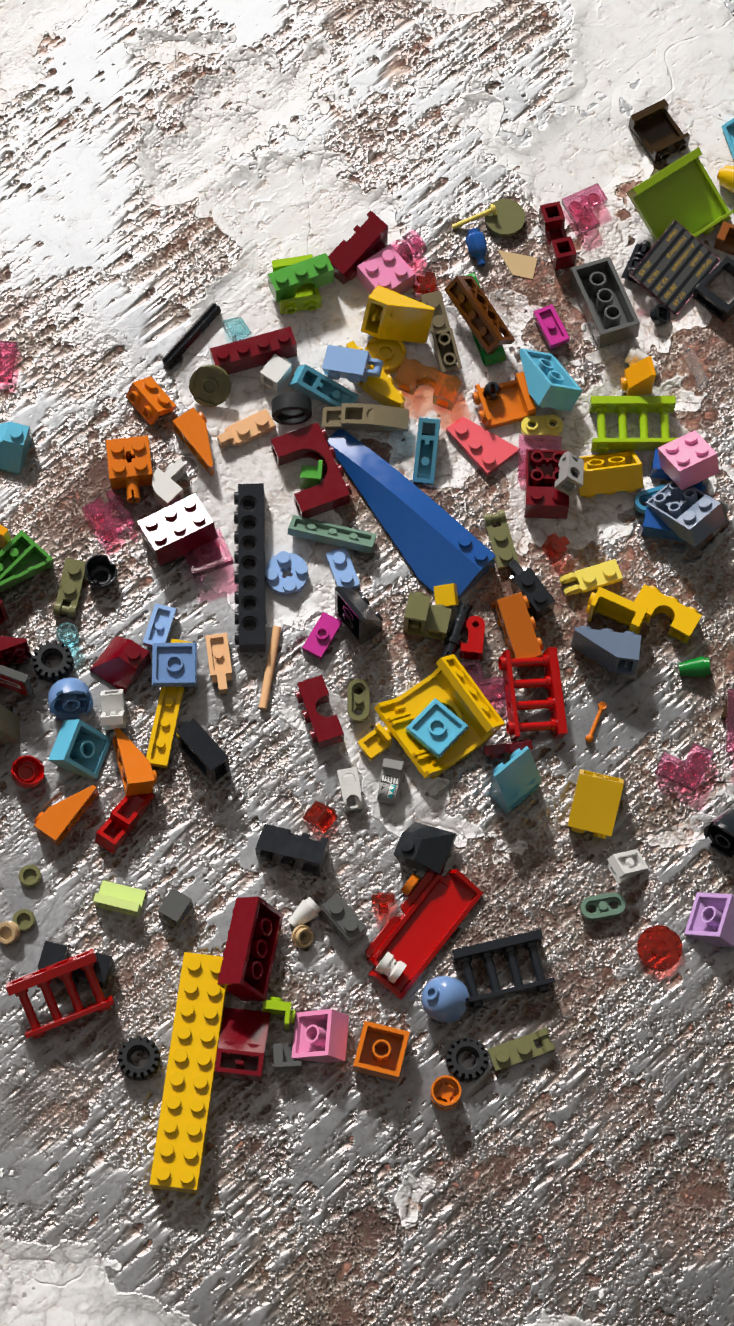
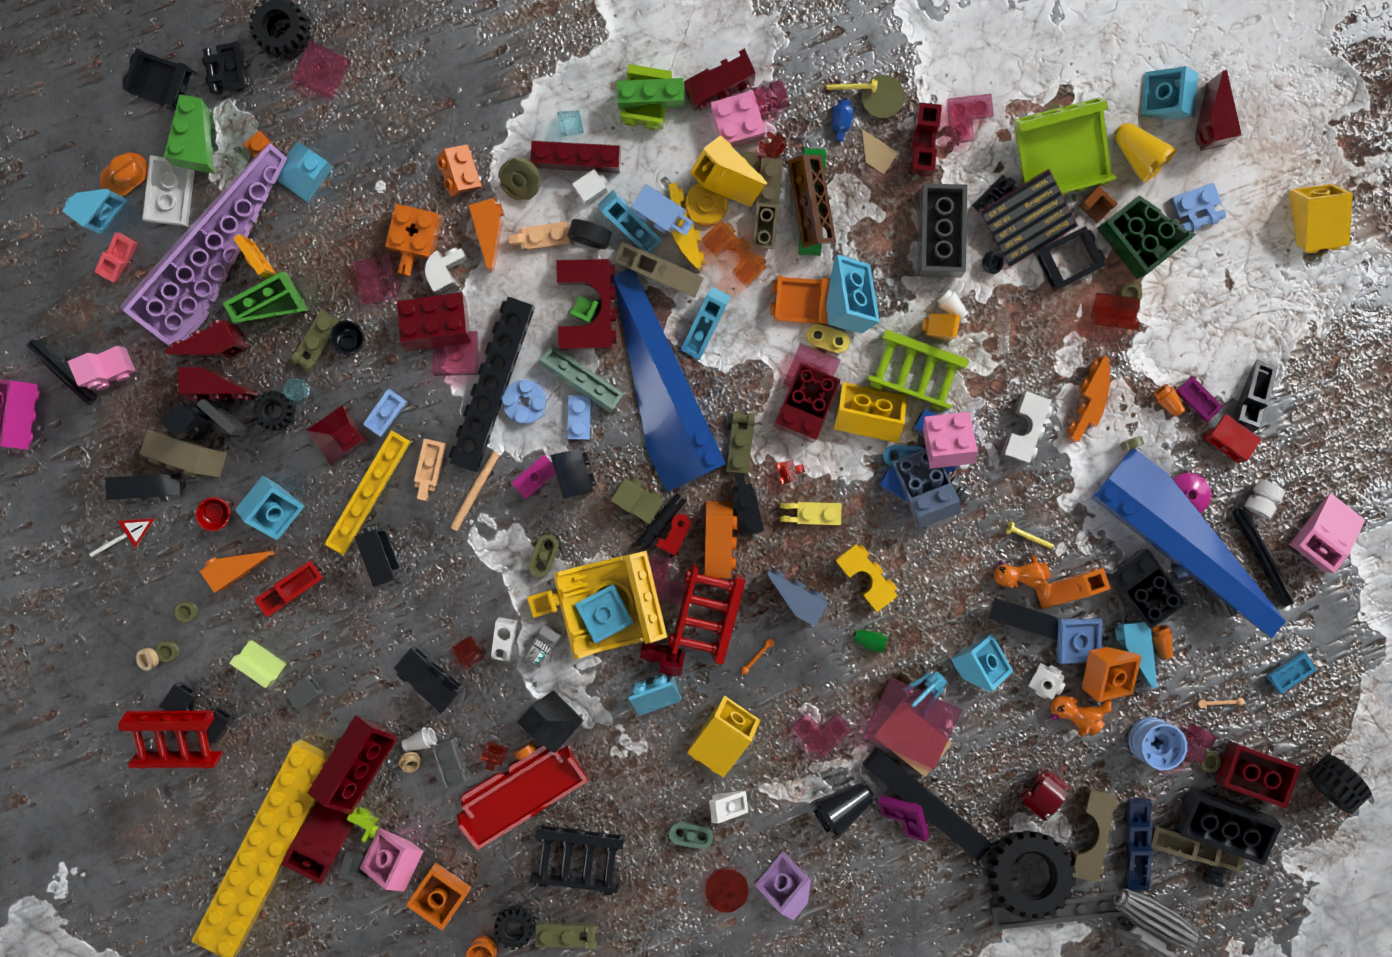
camera: 25 degrees right, 20 degrees up
(69, 698) = (274, 454): medium blue cylinder -> none
(113, 709) = (312, 483): white brick -> none
(133, 766) = (311, 550): orange slope -> none
(139, 1044) = (212, 818): black tyre -> none
(174, 665) = (382, 460): medium blue plate -> none
(191, 335) = (523, 113): black axle -> none
(325, 730) = (500, 573): dark red arch -> none
(390, 967) = (476, 823): white wheel -> none
(444, 999) = (513, 870): medium blue cylinder -> none
(446, 595) = (665, 482): yellow tile -> none
(481, 445) = (761, 337): coral wing -> none
(487, 391) = (798, 286): black hinge -> none
(551, 326) = (879, 235): dark pink plate -> none
(570, 473) = (829, 410): light grey leg -> none
(617, 609) = (835, 576): yellow panel -> none
(658, 131) = (1077, 56): dark brown panel -> none

